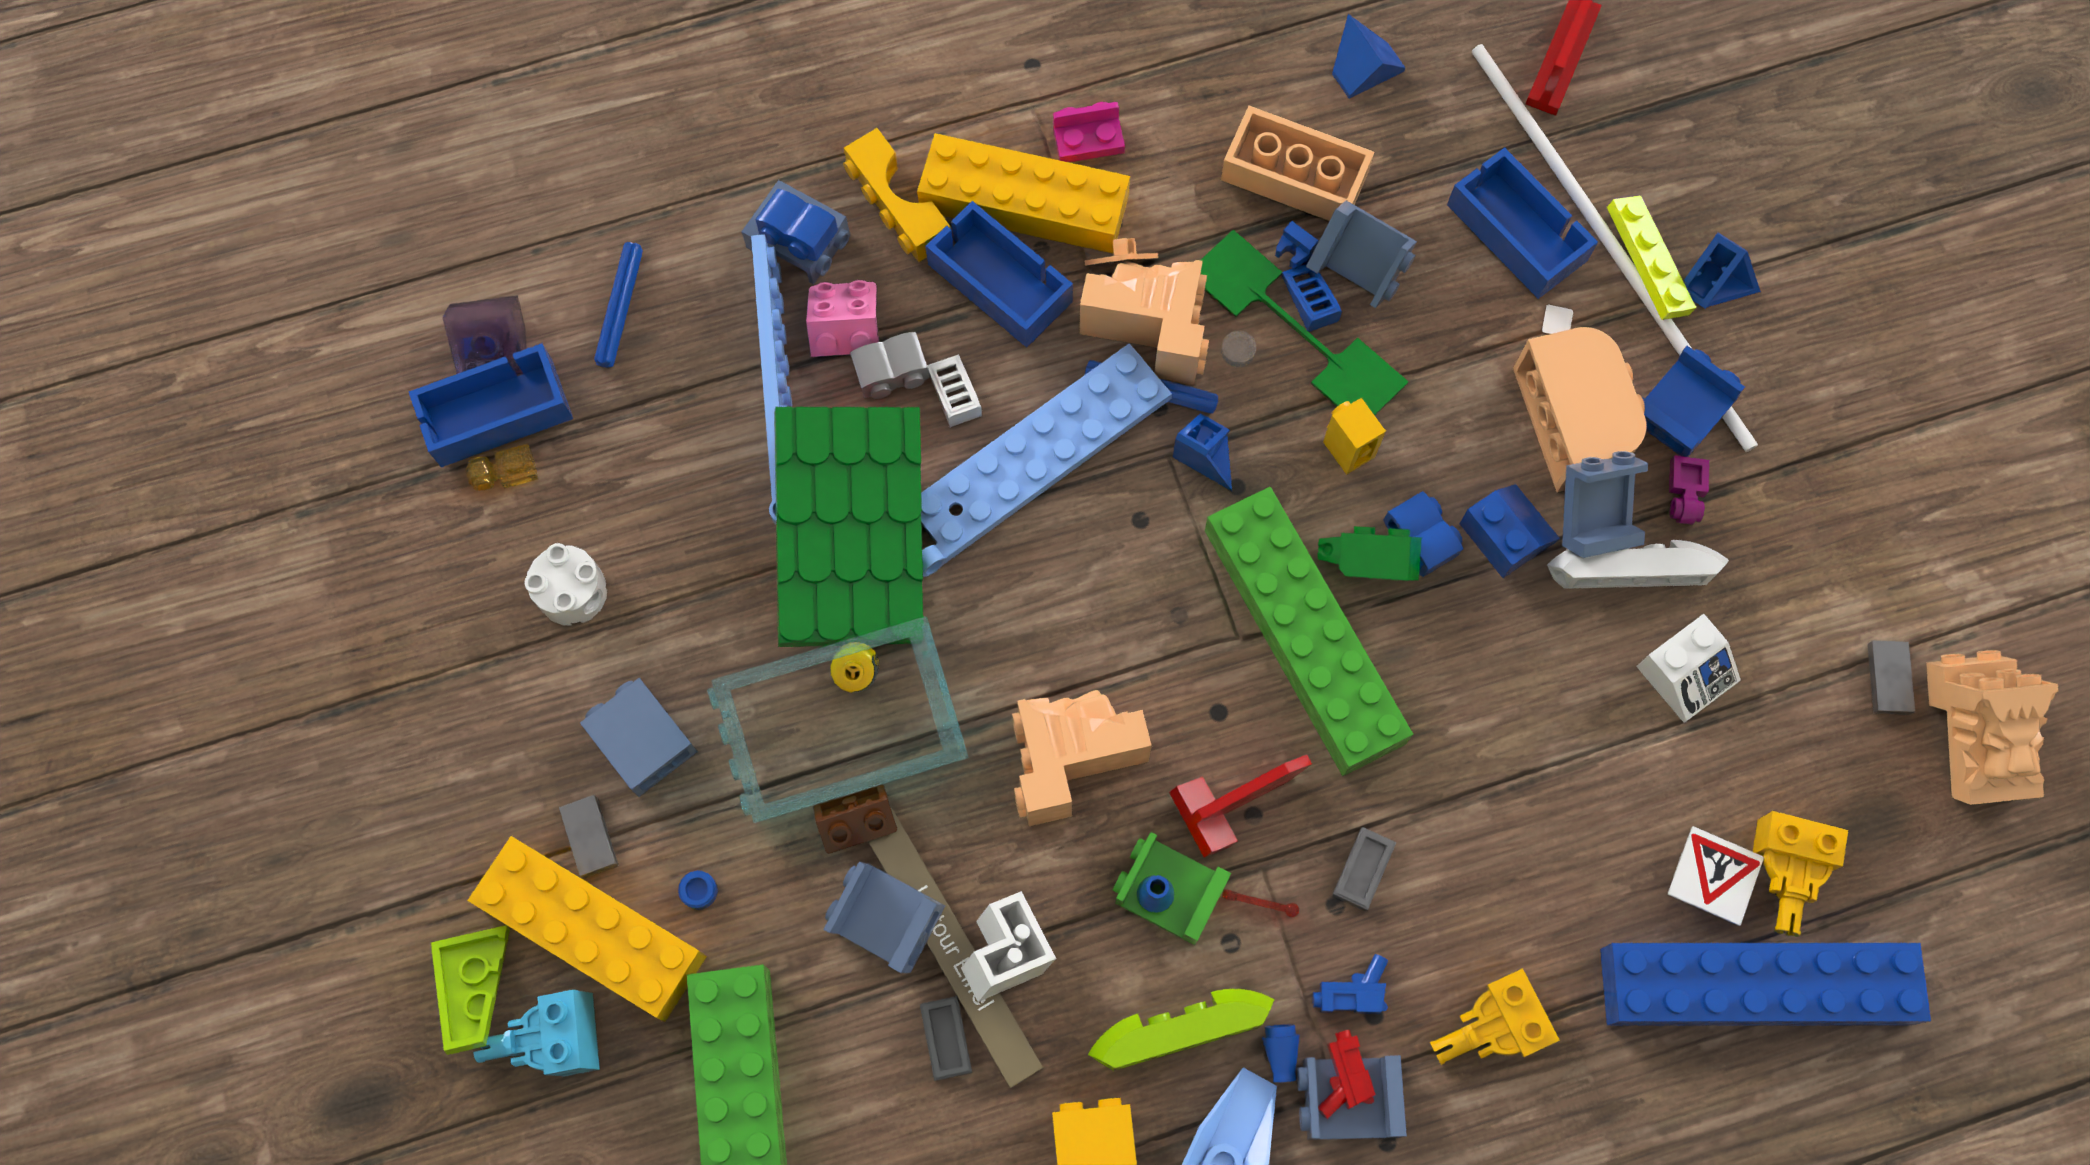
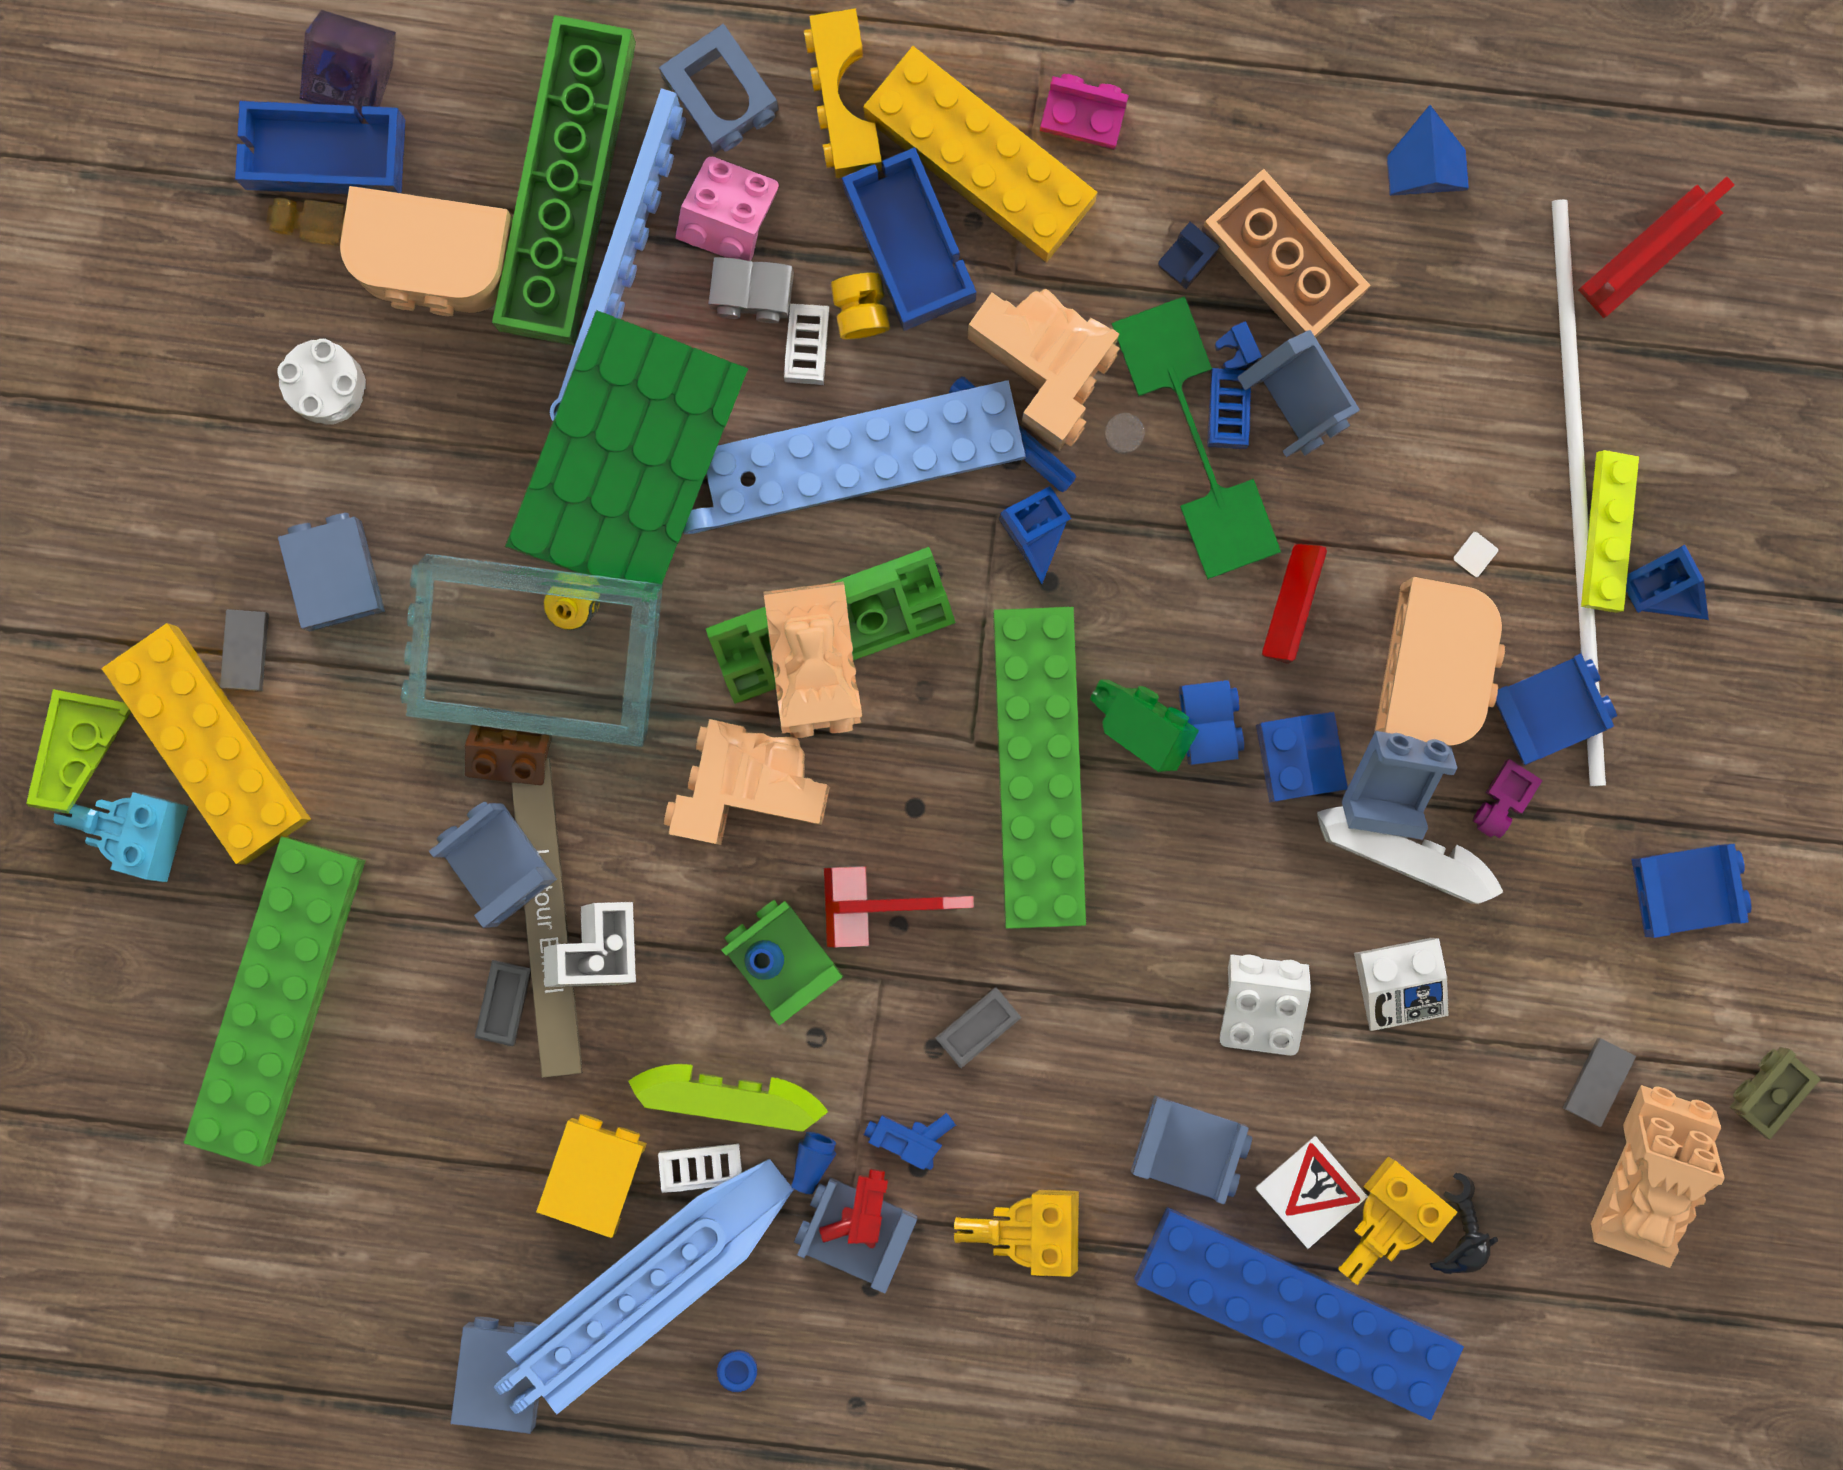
camera: 25 degrees right, 15 degrees up
(612, 442) = (425, 250): none -> light nougat brick
(618, 305) = (499, 86): blue axle -> none
(697, 890) = (328, 752): blue tile -> none
(703, 349) = (564, 180): none -> bright green brick
(796, 225) = (716, 91): blue brick -> none
(983, 338) = (860, 306): none -> yellow wheel
(1077, 594) = (883, 609): none -> bright green slope
(1081, 618) = (813, 659): none -> light nougat brick
(1123, 250) = (1051, 277): light nougat piece -> none
(1160, 1121) = (666, 1170): none -> white slope
(1221, 198) = (1188, 255): none -> dark blue panel
(1290, 909) = (888, 1033): clear red hinge -> none
(1353, 435) = (1187, 588): yellow brick -> none
(1440, 414) = (1294, 602): none -> red slope
(1521, 223) = (1489, 433): blue piece -> none
(1592, 738) = (1265, 1004): none -> white bracket
(1597, 888) = (1191, 1149): none -> sand blue panel
(1872, 493) = (1691, 890): none -> blue panel
(1875, 857) = (1474, 1247): none -> black piece
(2032, 619) = (1774, 1091): none -> olive bracket

